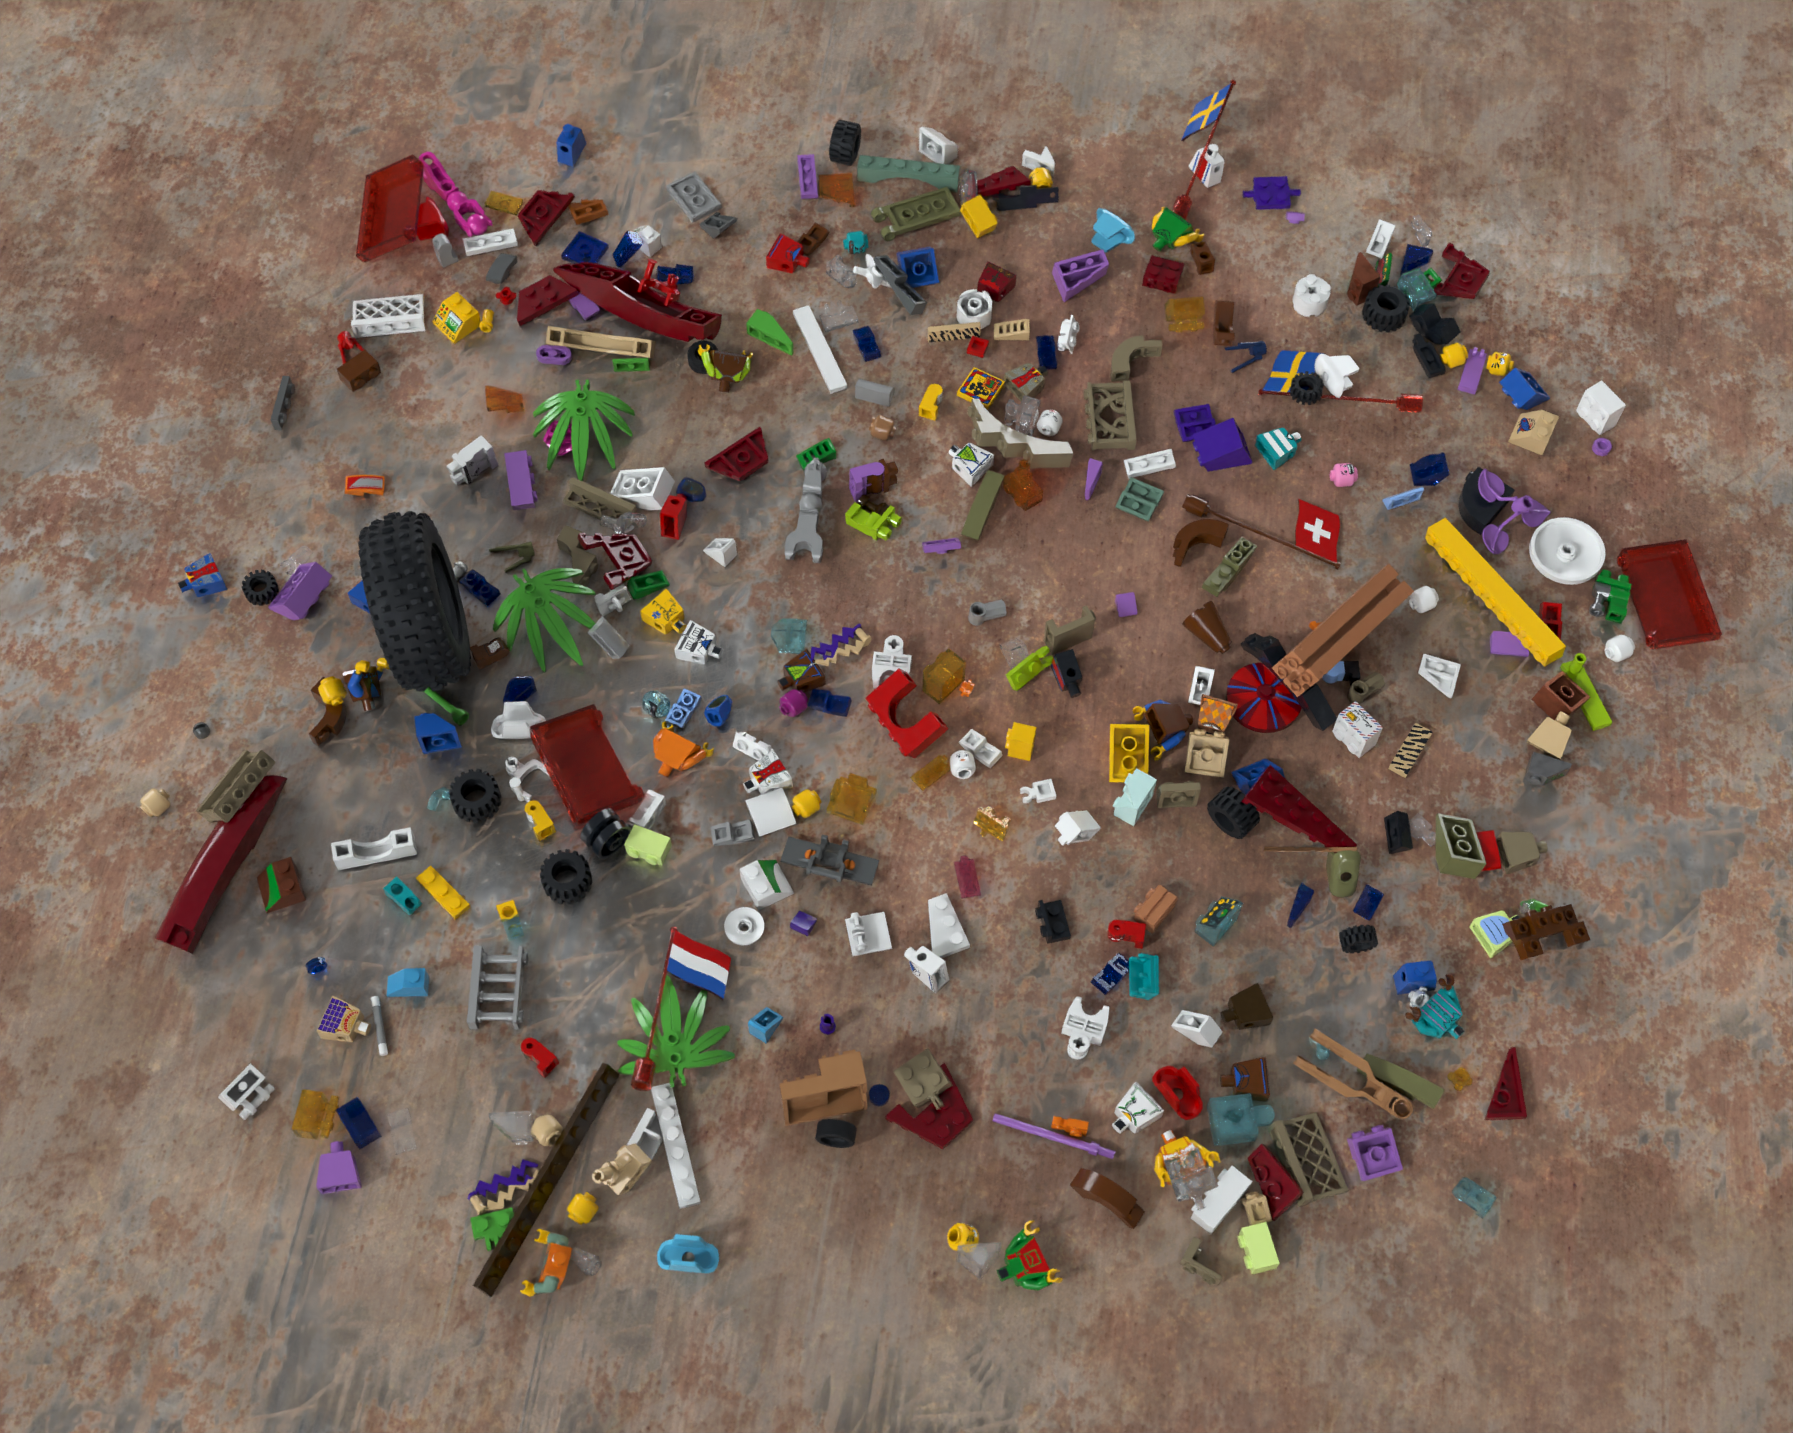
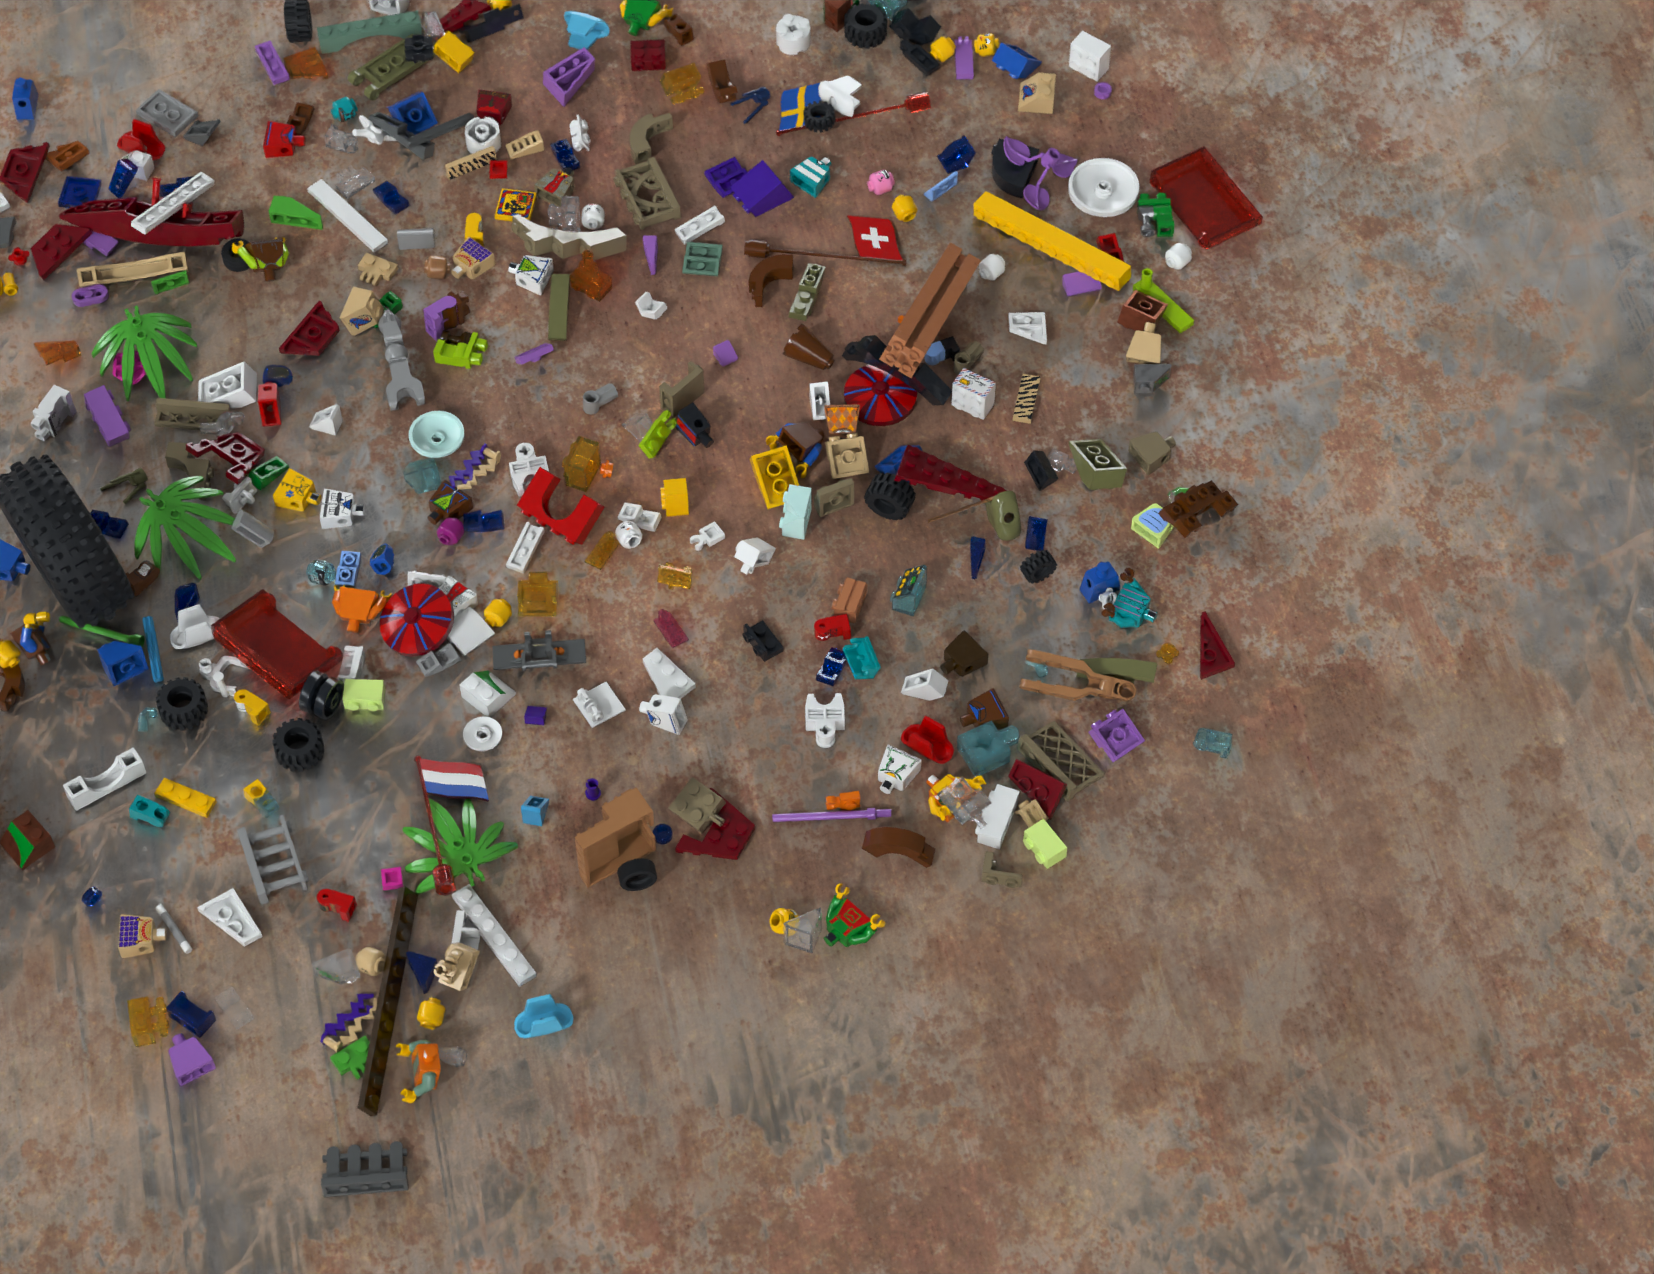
camera: 20 degrees left, 5 degrees down
(242, 1087) = (67, 1019): white brick -> none
(408, 983) = (186, 883): dark azure slope -> none
(436, 1032) = (232, 917): none -> white wing
(461, 1370) = (364, 1181): none -> dark grey fence
(472, 729) = (153, 650): none -> dark azure axle
(593, 1157) = (423, 969): none -> clear blue slope
(601, 1048) = (391, 878): none -> dark pink plate
(659, 212) = (140, 136): none -> red piece
(660, 288) = (172, 203): none -> white tile
(726, 785) = (416, 620): none -> dish
(792, 450) = (361, 311): none -> tan slope
(816, 590) = (435, 427): none -> light aqua dish
(825, 411) = (376, 269): none -> tan hinge
(858, 744) = (525, 547): none -> white hinge
(918, 430) = (472, 260): none -> tan torso
(934, 291) = (438, 130): none -> dark grey axle
(946, 203) = (418, 48): none -> black piece
(1070, 533) = (649, 307): none -> white bracket
(1357, 509) = (904, 208): none -> yellow head
(1490, 850) = (1127, 458): red slope -> none

